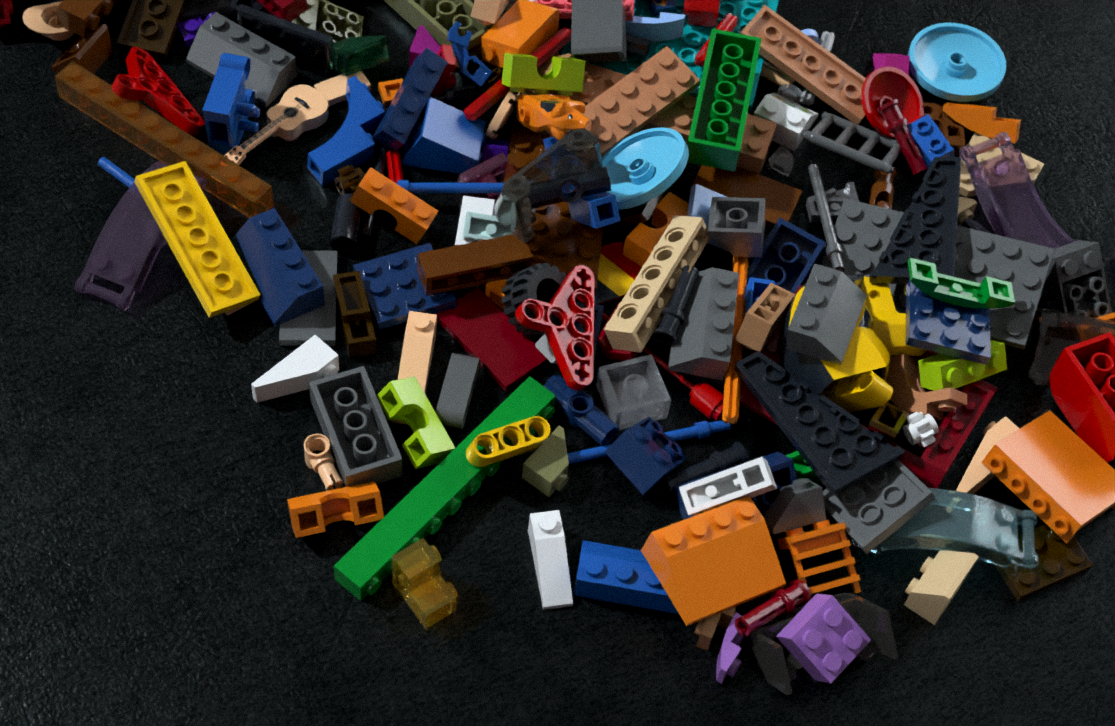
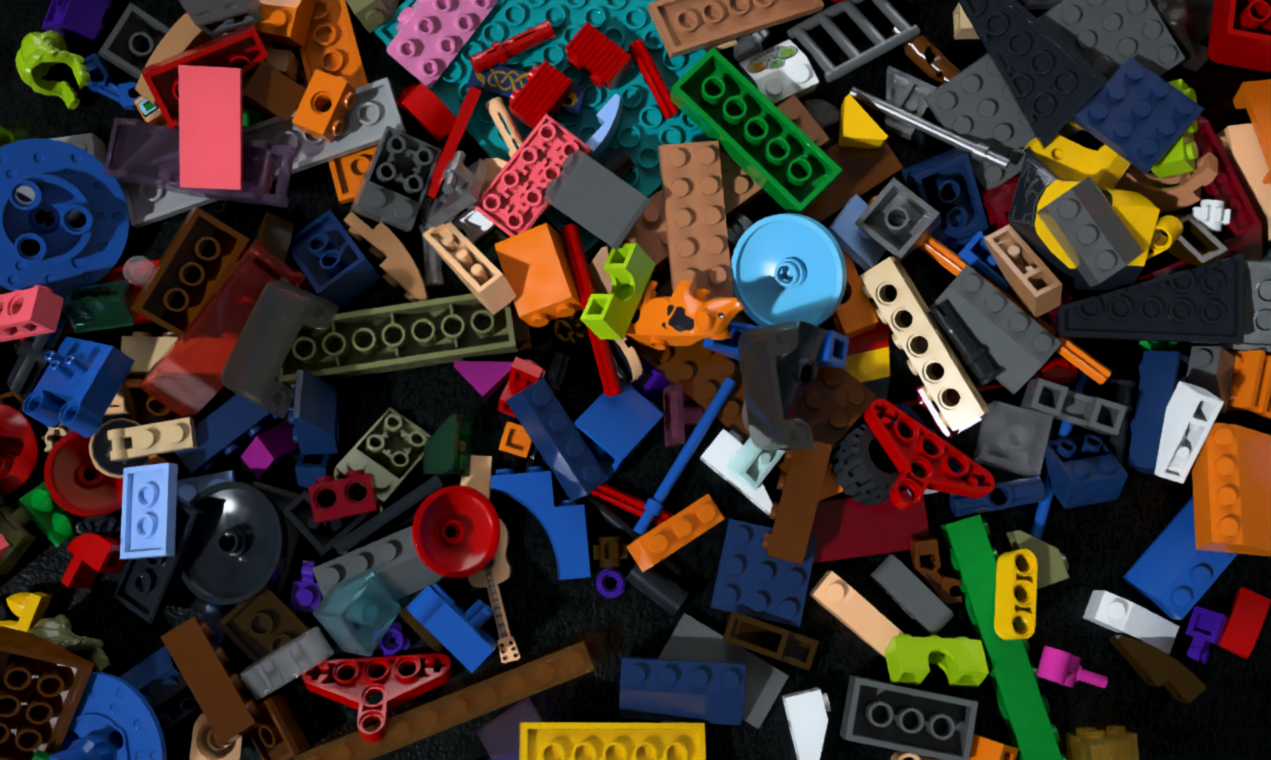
camera: 50 degrees left, 25 degrees up
(138, 29) = (286, 663): none -> clear beam
(195, 90) = (402, 642): none -> dark purple plate
(199, 50) = (358, 613): none -> clear light blue slope
(309, 60) = (473, 527): none -> red dish
(327, 196) = (611, 572): none -> dark purple plate
(459, 47) = (551, 340): blue piece -> none
(474, 521) = (1066, 669): none -> dark pink beam
(481, 406) = (941, 583): none -> reddish brown piece
(525, 598) = (1159, 668): none -> dark brown slope
(581, 618) = (1204, 628): none -> dark purple plate
(609, 644) = (1244, 622): none -> red slope
(692, 423) = (1073, 407): none -> dark grey arch
(784, 176) = (858, 128): none -> yellow slope
(986, 295) = (1126, 79): green slope -> none

